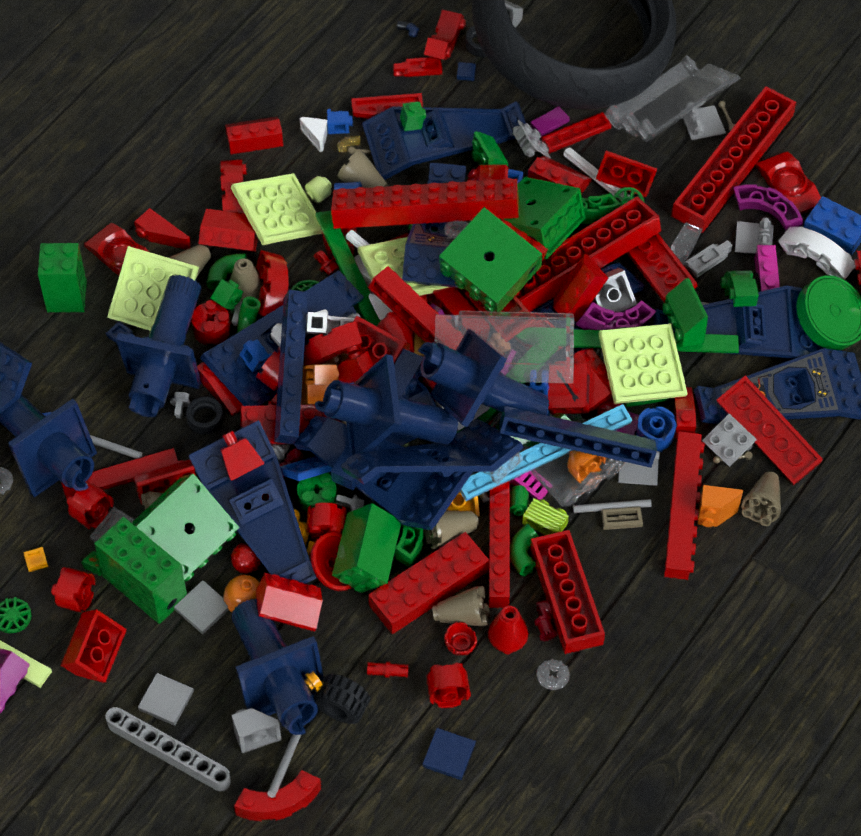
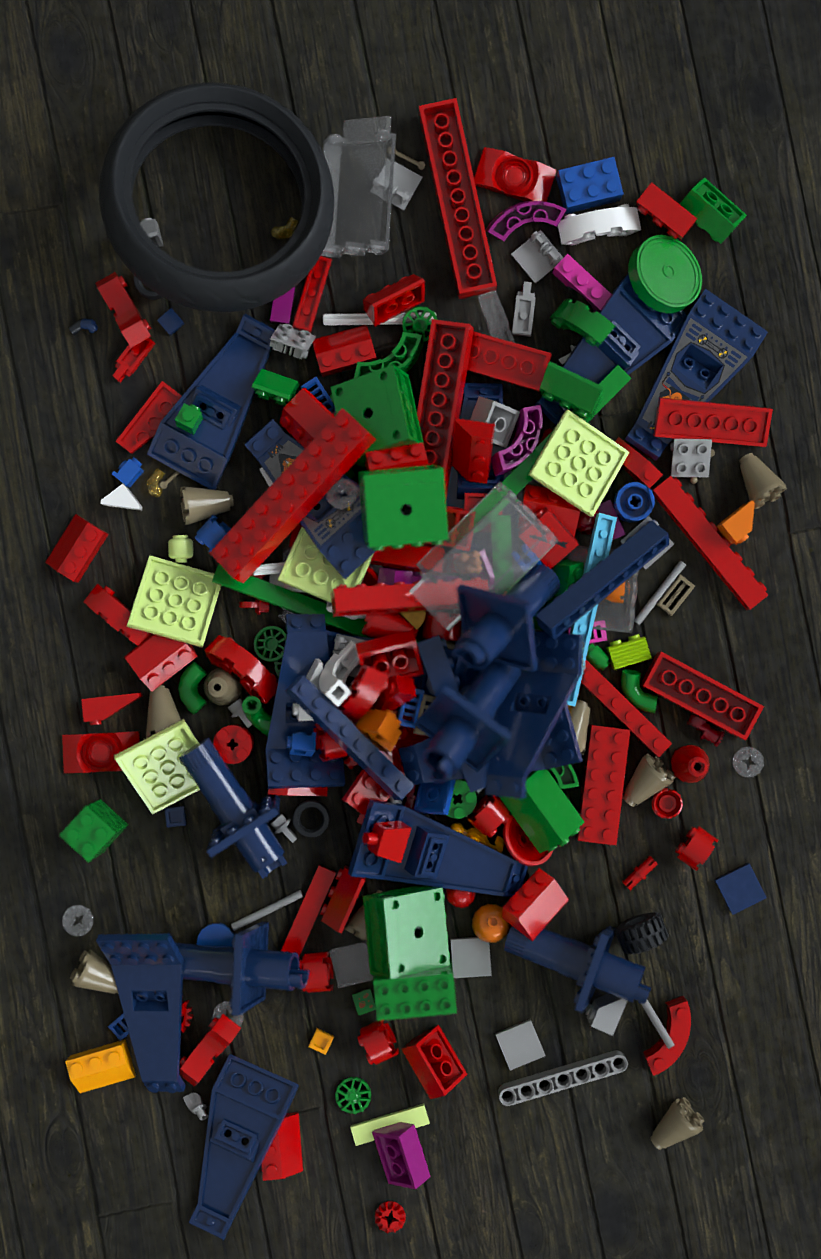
camera: 50 degrees left, 30 degrees up
(227, 294) = (225, 715): green brick -> none
(312, 681) = (618, 949): light orange plate -> none

